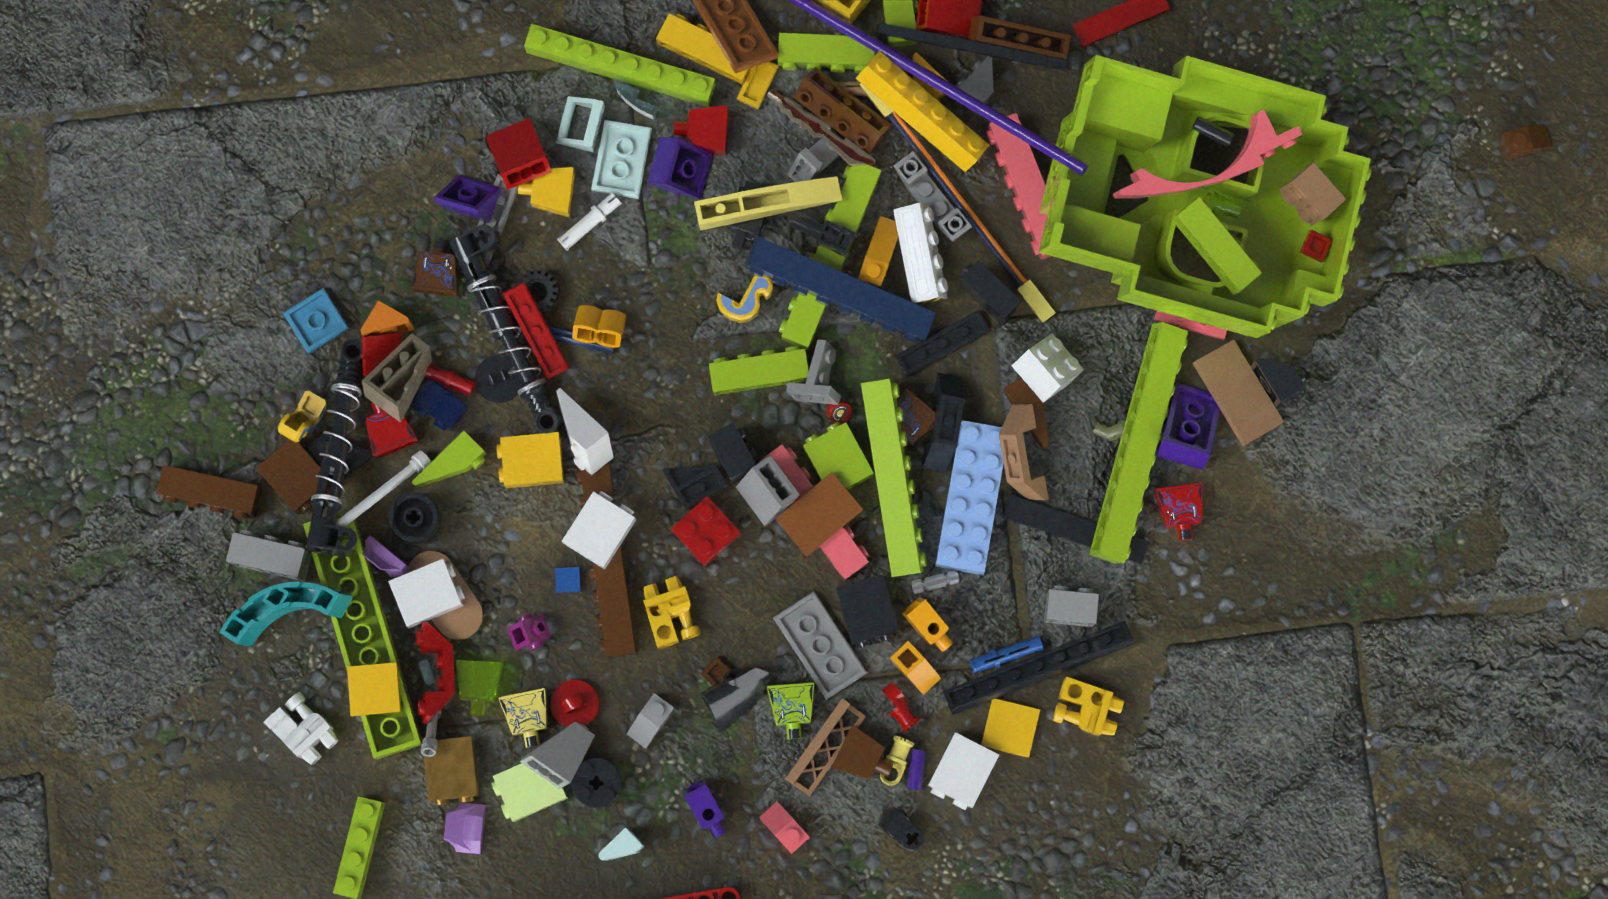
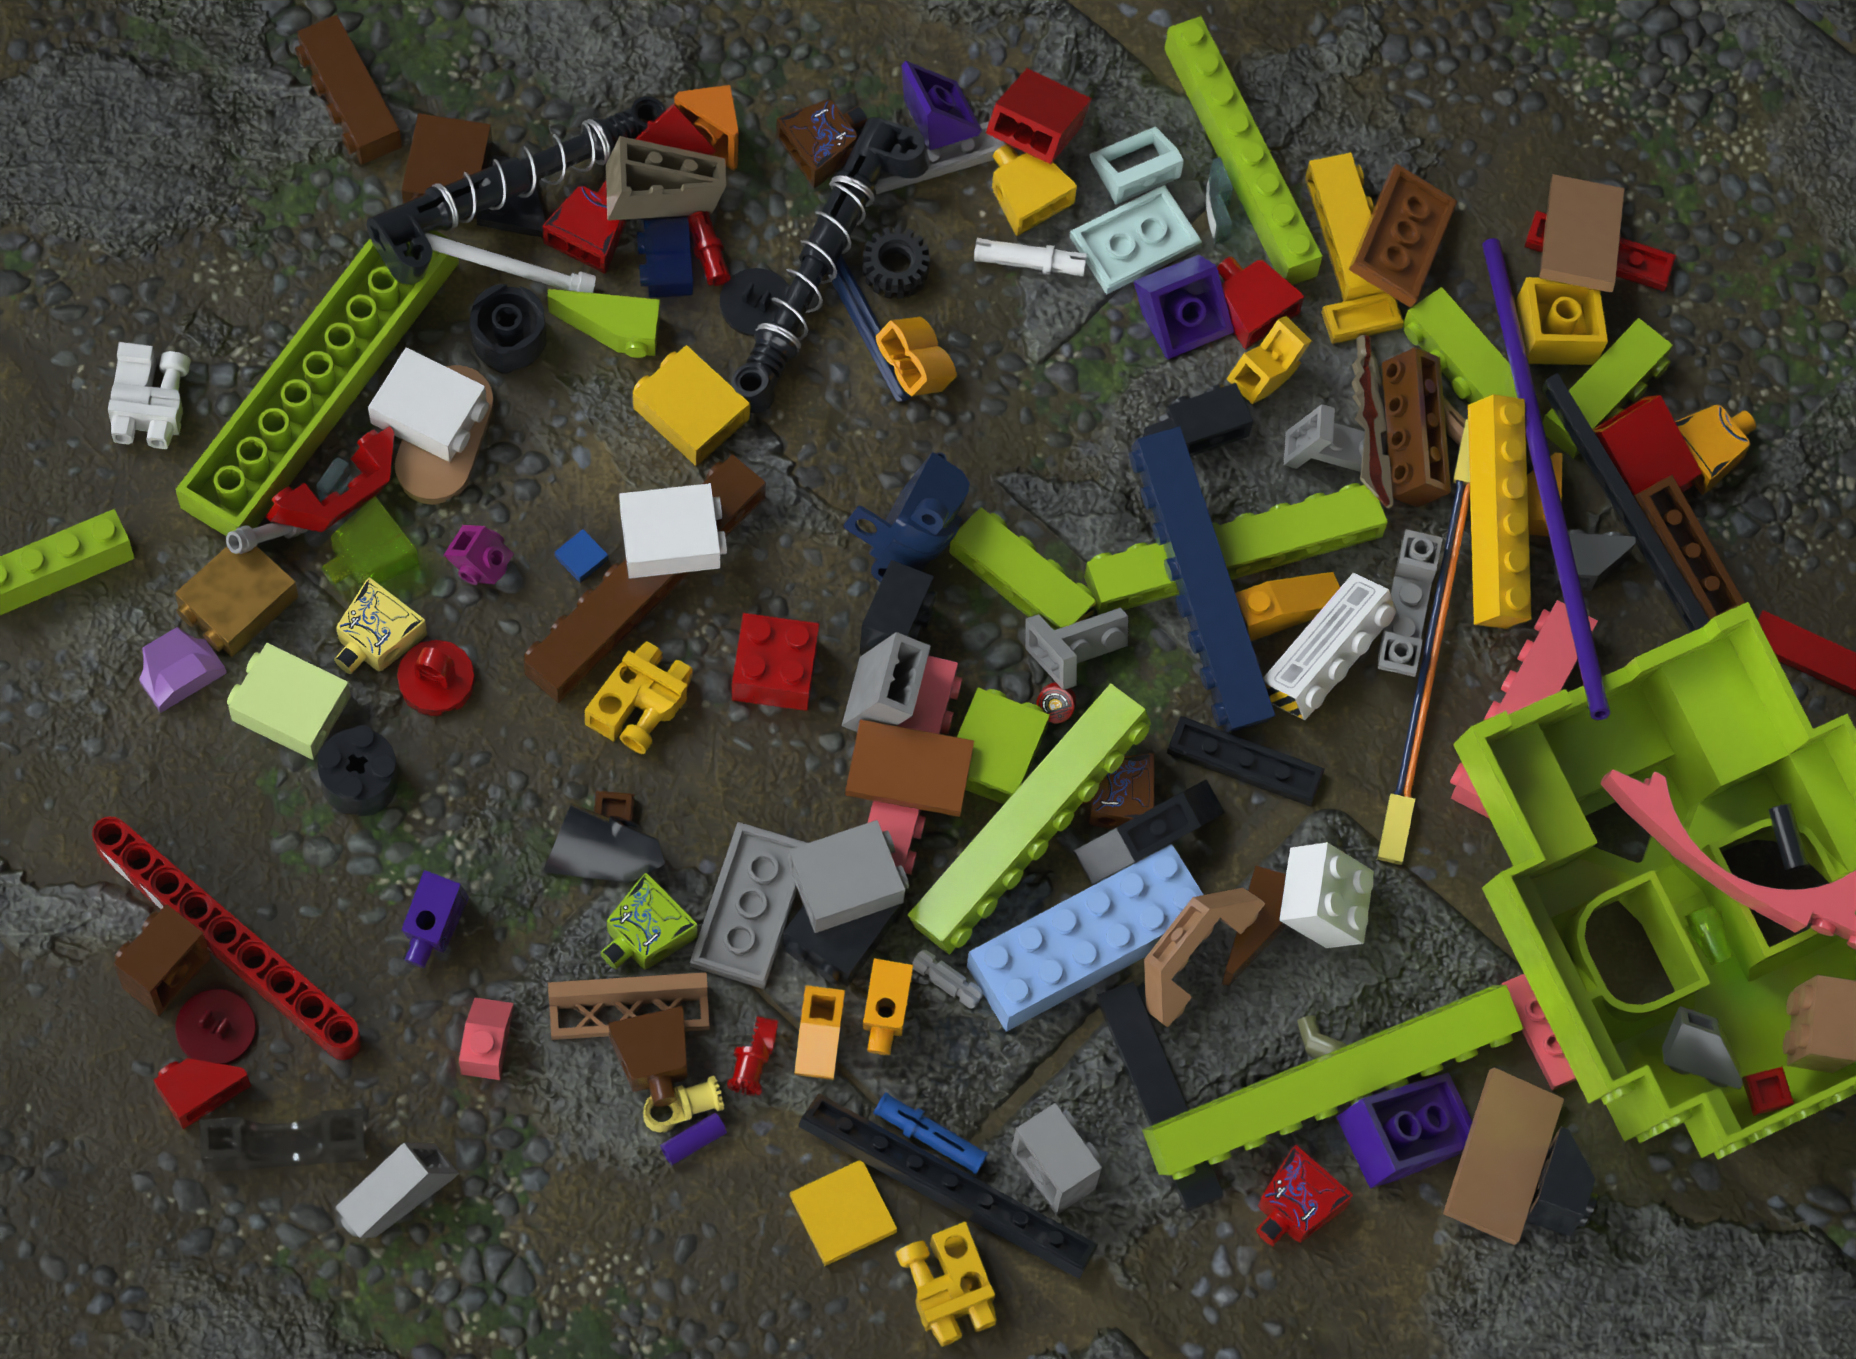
camera: 40 degrees right, 15 degrees down
(269, 555) = (324, 201): light grey brick -> none
(280, 599) = (275, 247): teal brick -> none
(305, 418) = (519, 126): yellow animal -> none
(316, 321) = (649, 59): dark azure tile -> none
(374, 689) = (260, 425): yellow tile -> none
(384, 558) = (430, 324): medium lavender slope -> none
(536, 330) = (849, 292): red tile -> none
(560, 755) = (357, 693): light grey slope -> none
(587, 437) = (767, 428): white slope -> none
(622, 845) = (301, 854): light aqua tile -> none
(650, 720) = (489, 776): light grey slope -> none
(692, 401) = (920, 519): none -> dark blue piece
(695, 483) = (825, 602): black wing -> none
(747, 153) = (1271, 363): none -> yellow brick
(750, 303) = (1095, 503): yellow animal -> none
(766, 202) = (1228, 414): light yellow slope -> none
(829, 235) = (1253, 519): black connector -> none
(852, 591) = (847, 875): none -> light grey brick
(899, 826) = (602, 1176): black piece -> none
(962, 771) = (738, 1194): white brick -> none
(989, 292) = (1355, 758): black brick -> none
(1216, 245) = (1656, 952): lime brick -> none
(1277, 262) = (1700, 1047): none -> dark grey slope

